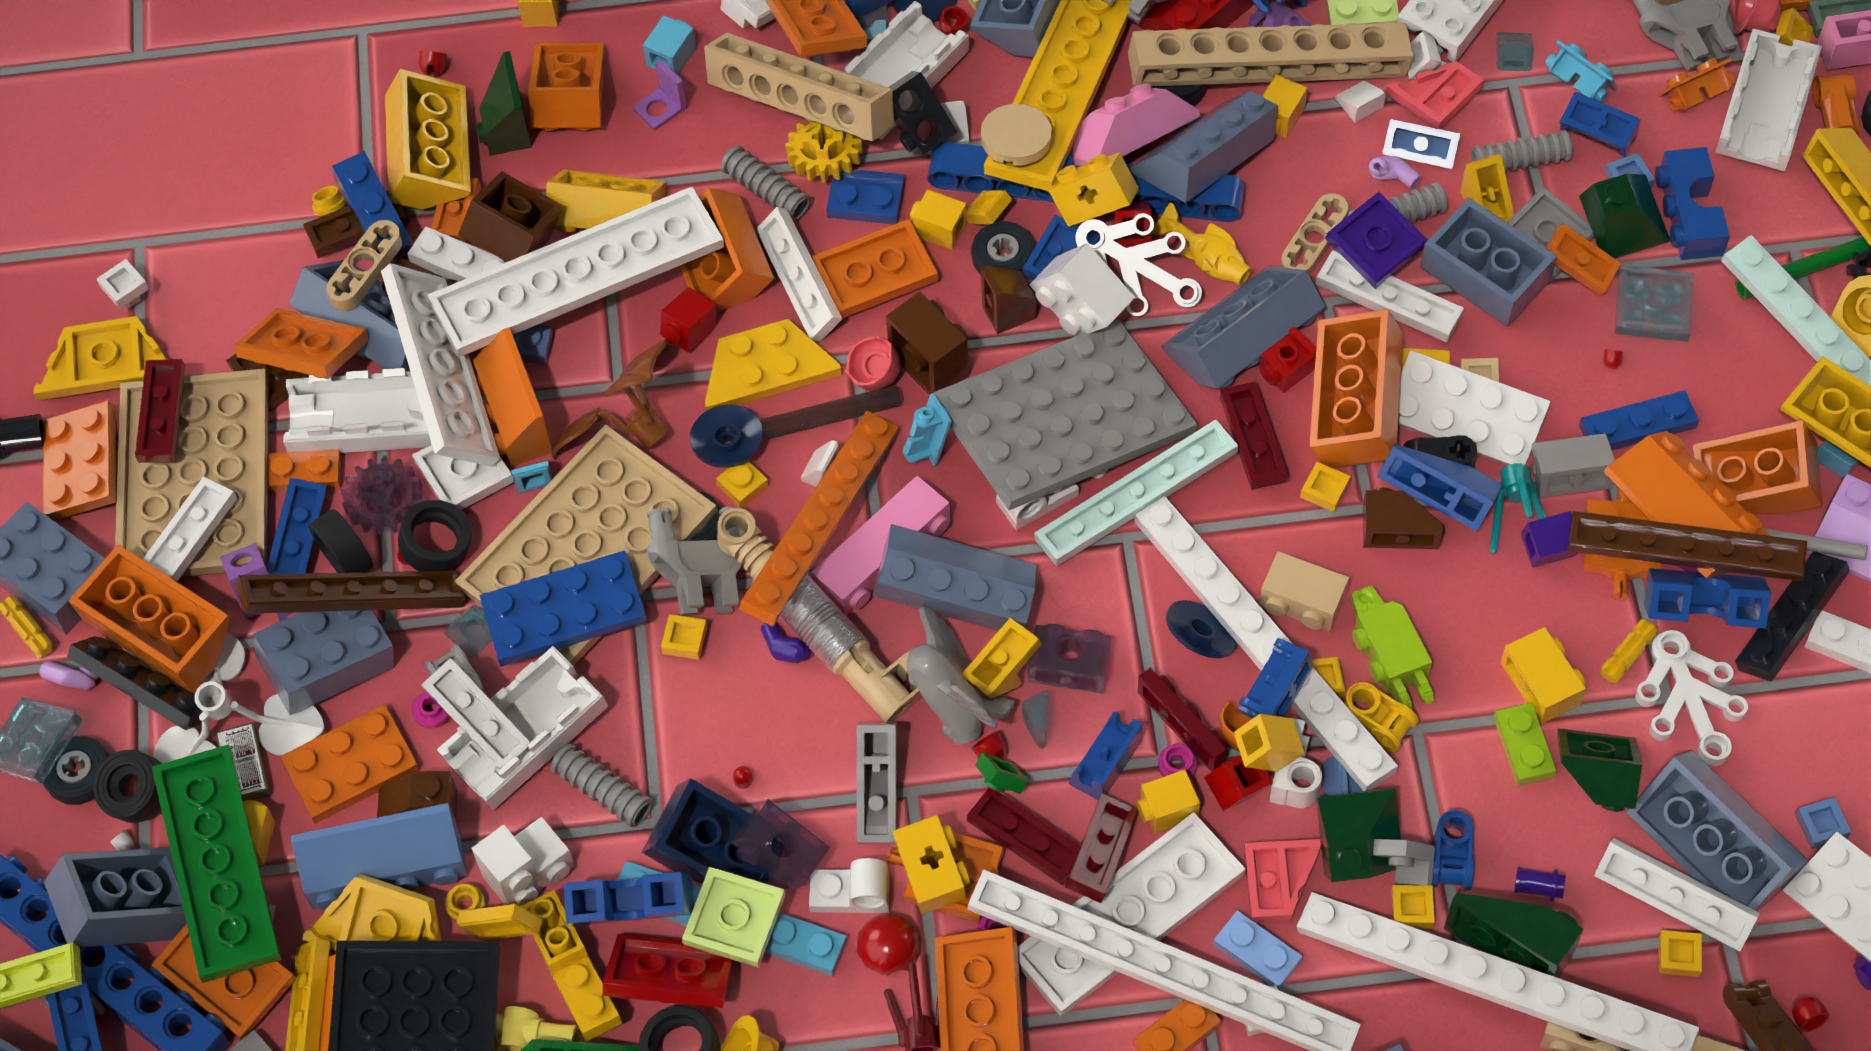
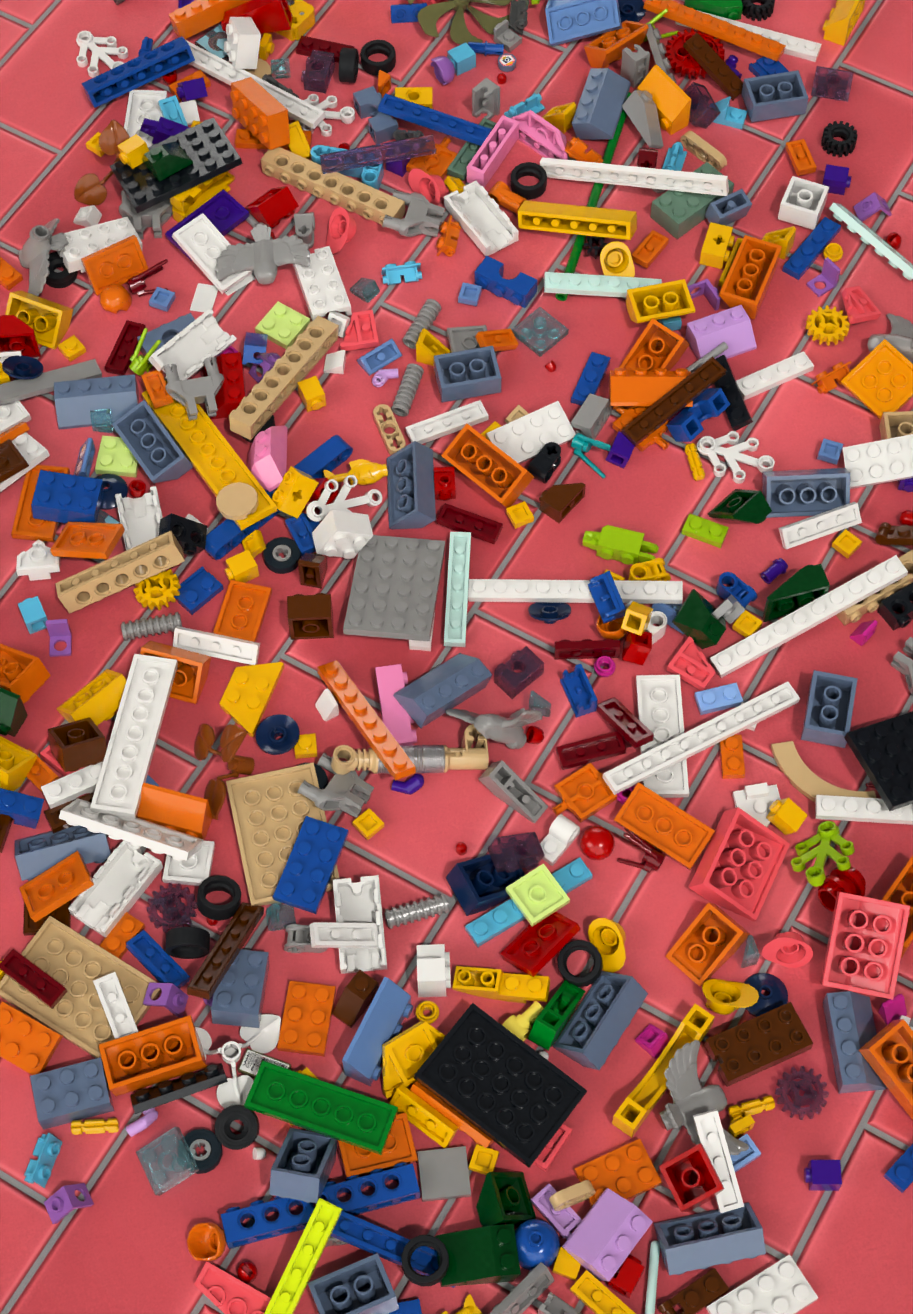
camera: 55 degrees left, 0 degrees up
(364, 280) = (41, 835): tan beam -> none
(428, 719) = (313, 967): dark pink plate -> none
(499, 922) = (457, 999): yellow tile -> none
(532, 476) = (220, 833): medium azure slope -> none
(629, 899) = (494, 930): blue arch -> none
(688, 319) = (198, 708): red brick -> none
(830, 412) = (303, 682): clear smoke axle -> none
(873, 363) = (295, 646): coral hair -> none
(928, 432) = (356, 647): medium azure hinge -> none
(937, 886) = (568, 796): yellow brick -> none
(998, 663) = (501, 695): yellow slope -> none
(1001, 774) = (554, 738): green plate -> none
(1167, 801) = (622, 682): yellow brick -> none
(1210, 146) = (309, 433): sand blue slope -> none
(1303, 592) = (565, 559): tan brick -> none
(1376, 239) = (418, 405): dark purple tile -> none
(1441, 484) = (564, 468): blue slope -> none
(1543, 674) = (681, 499): yellow brick -> none
(1600, 122) = (436, 284): blue hinge -> none
(1624, 215) = (489, 310): dark green slope -> none

